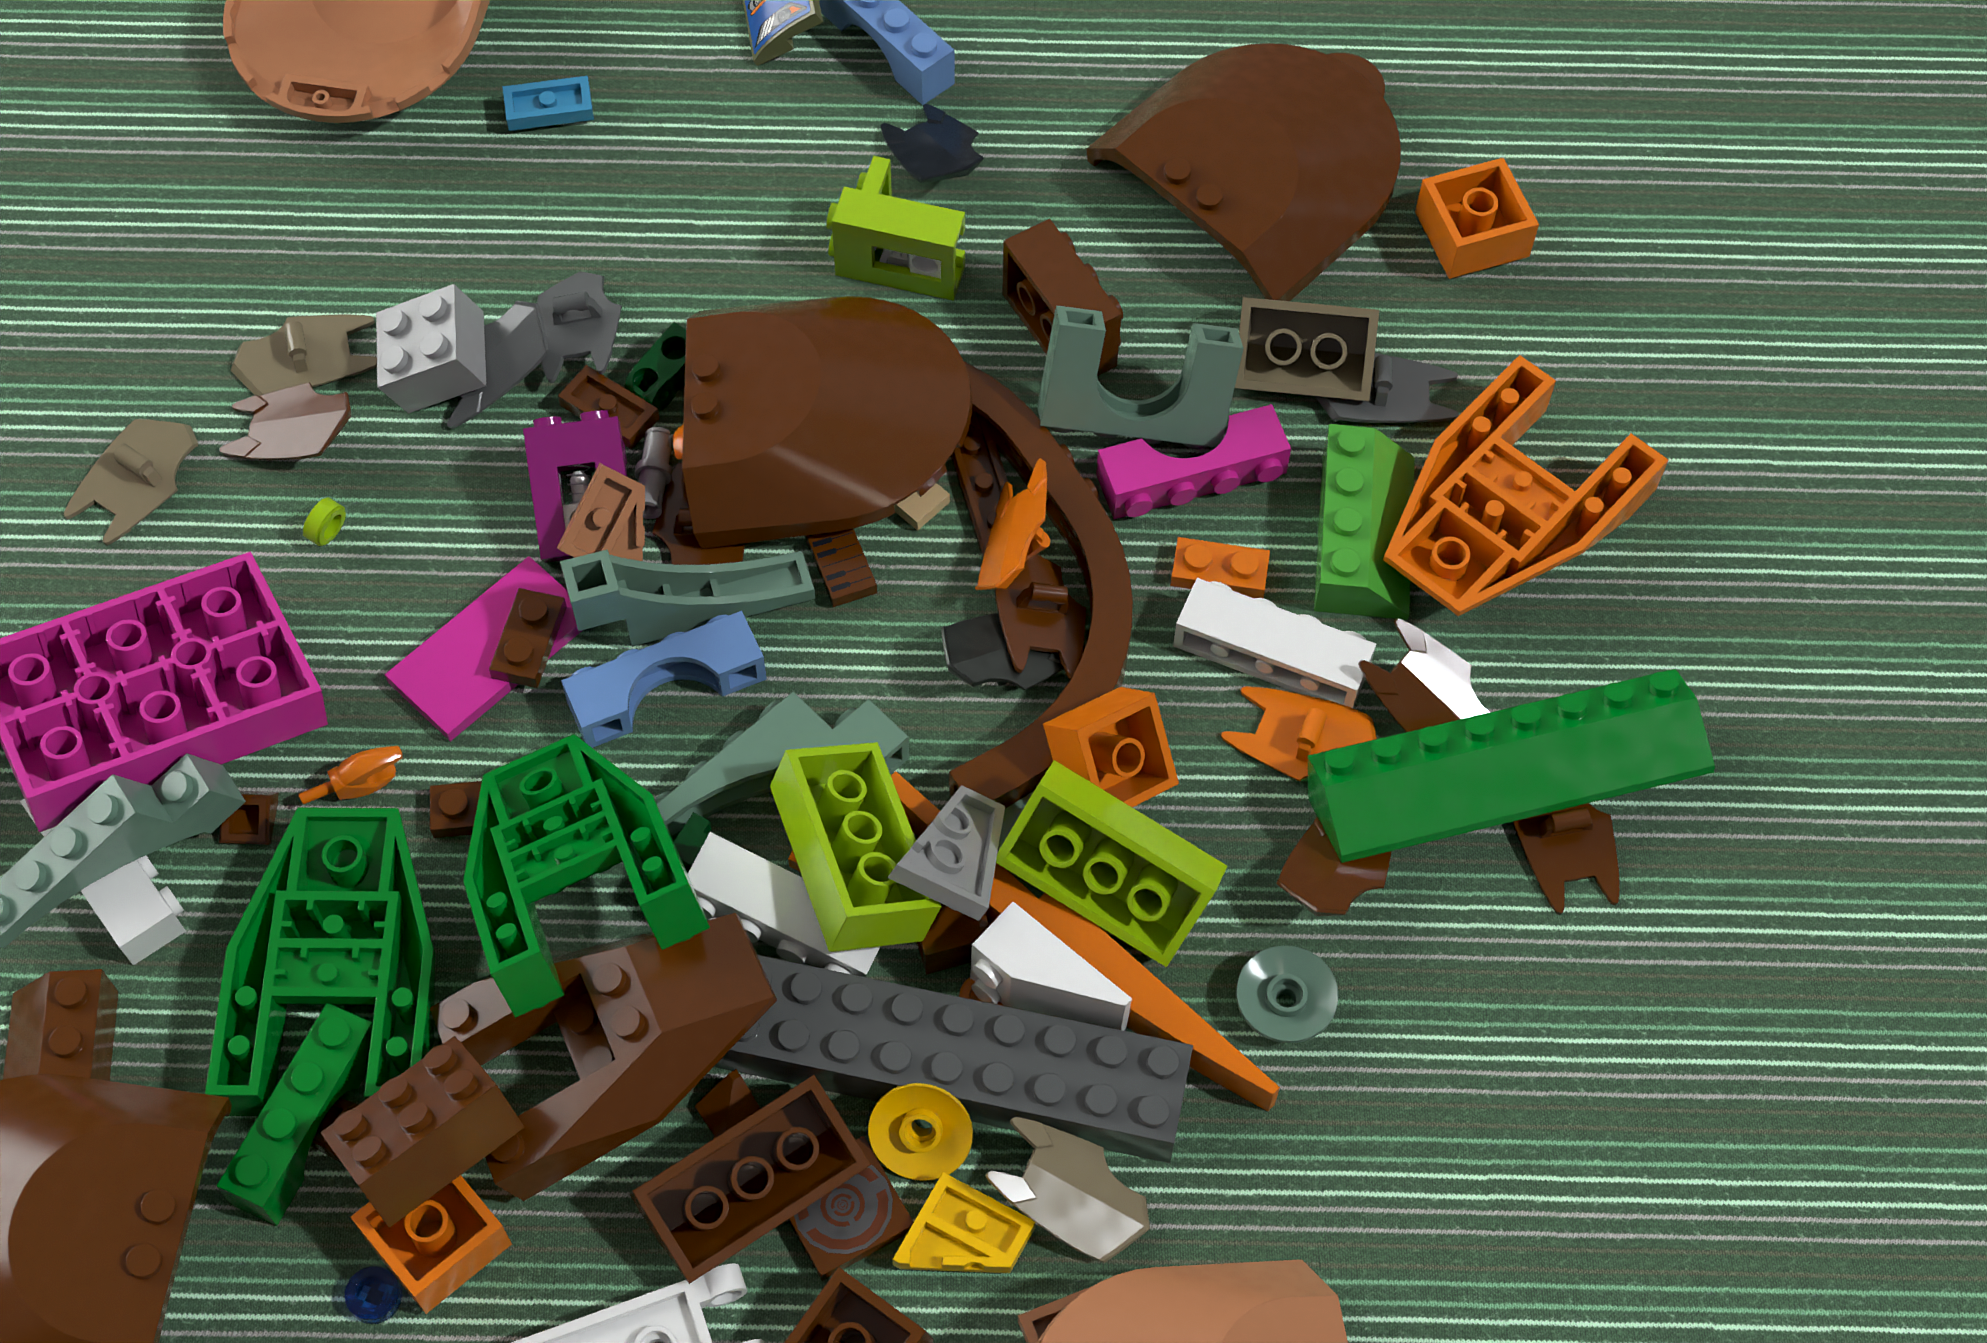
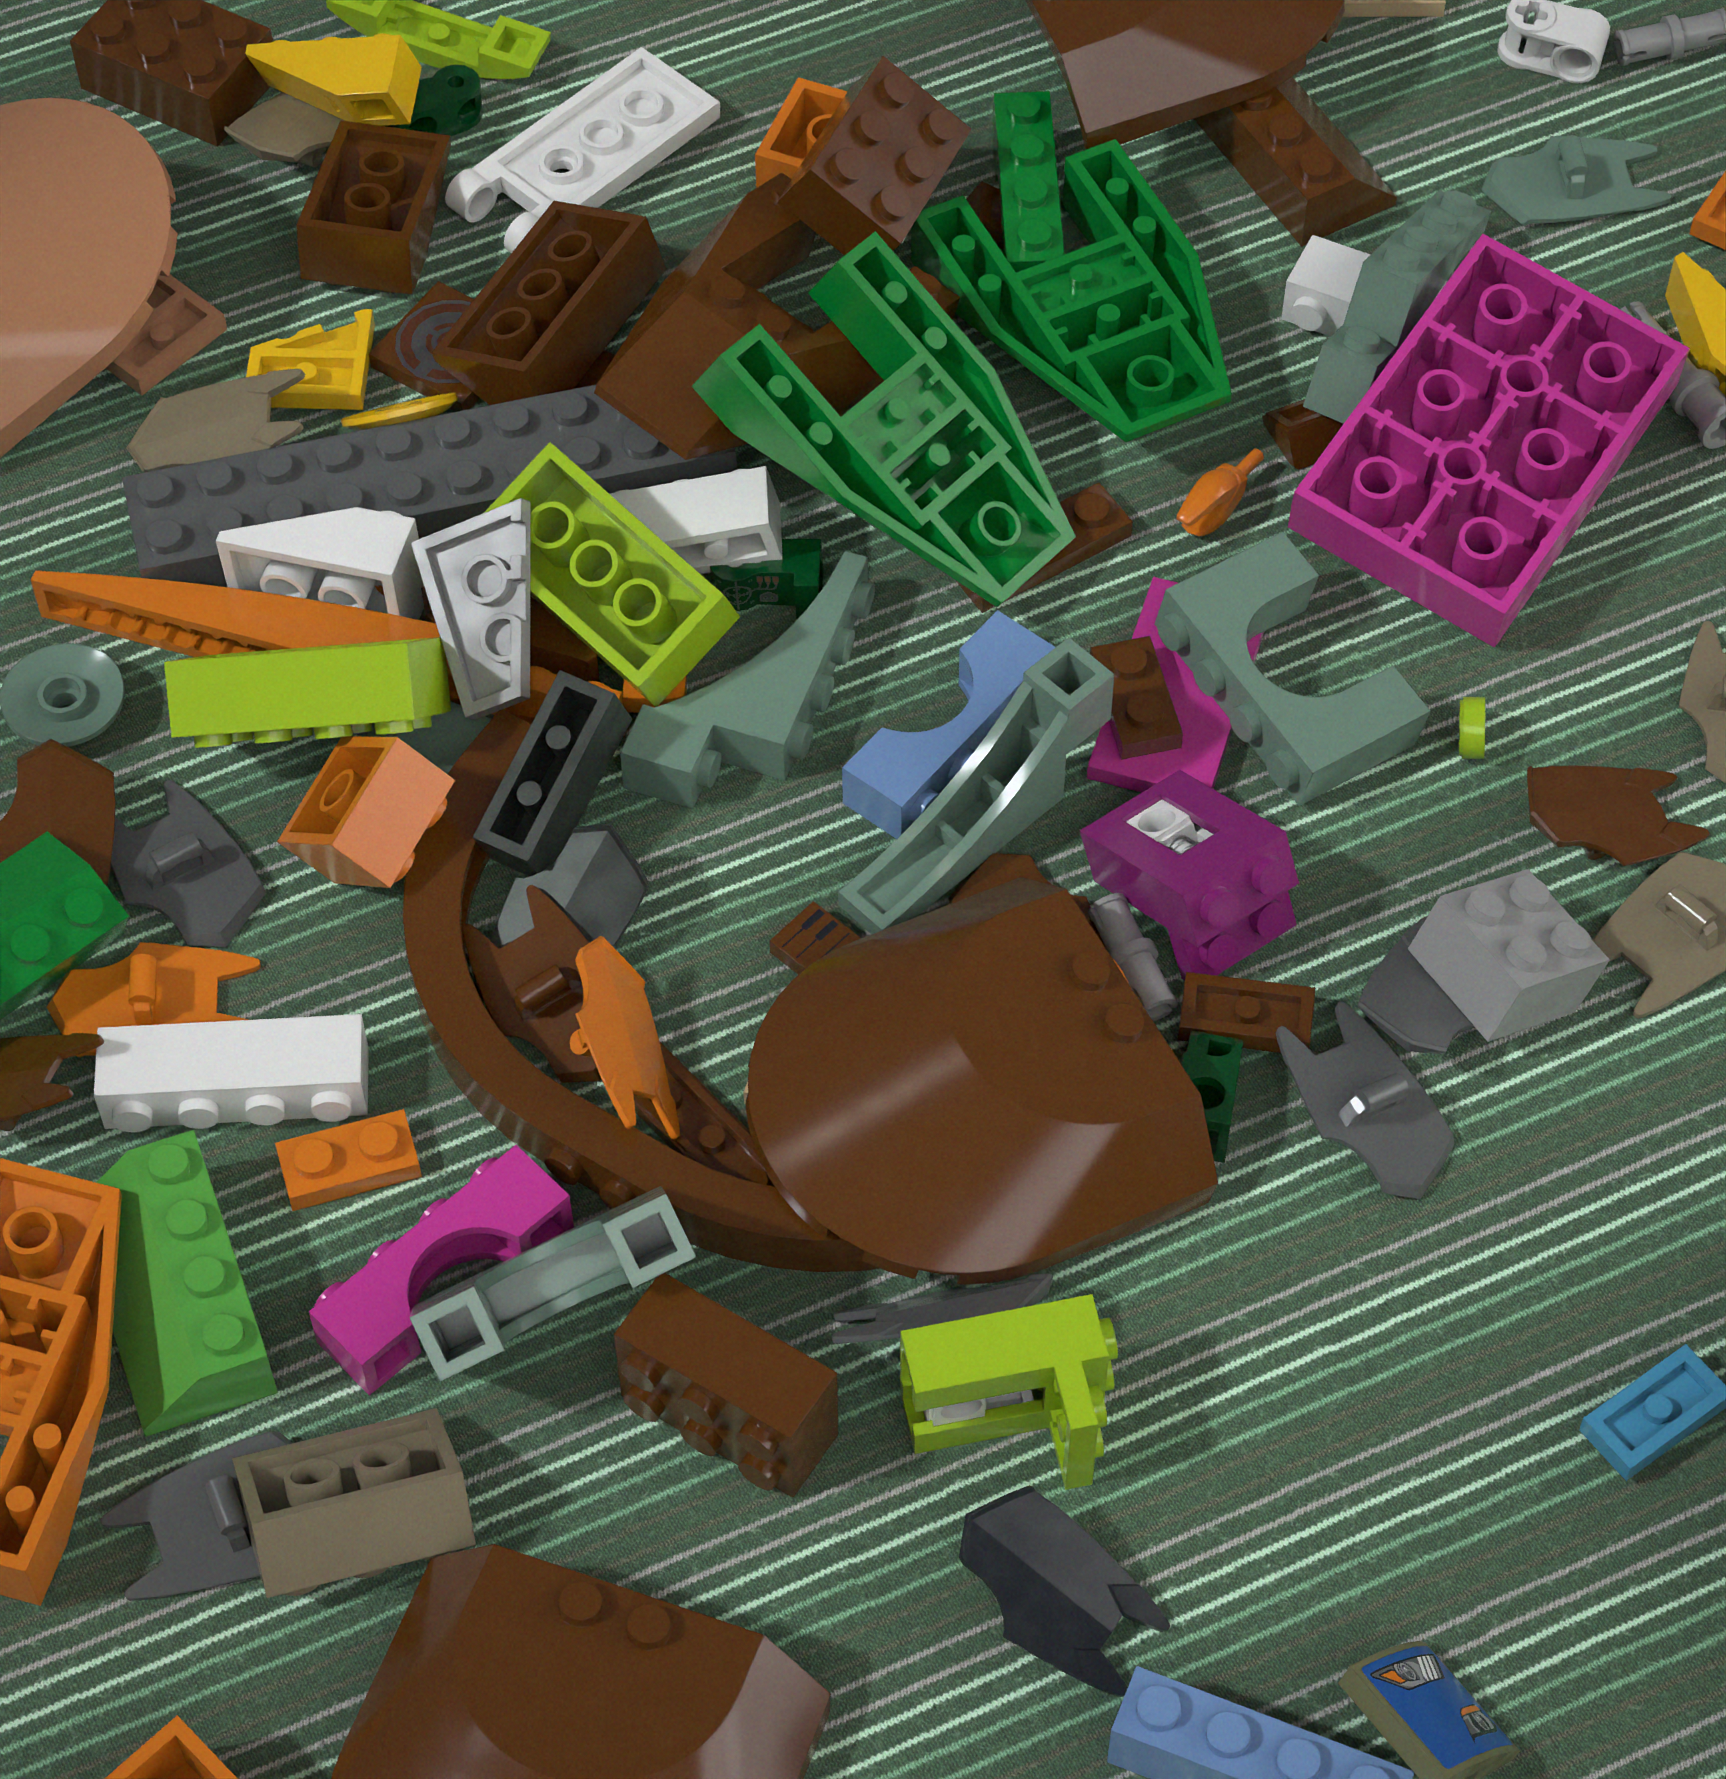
camera: 155 degrees right, 5 degrees down
(443, 646) = (1300, 738): none -> sand green arch
(608, 518) = (1113, 805): nougat wing -> none
(910, 283) = (939, 1308): none -> dark grey shield
(963, 728) = (553, 775): none -> pearl dark grey brick
(1245, 825) = (187, 871): none -> dark grey shield

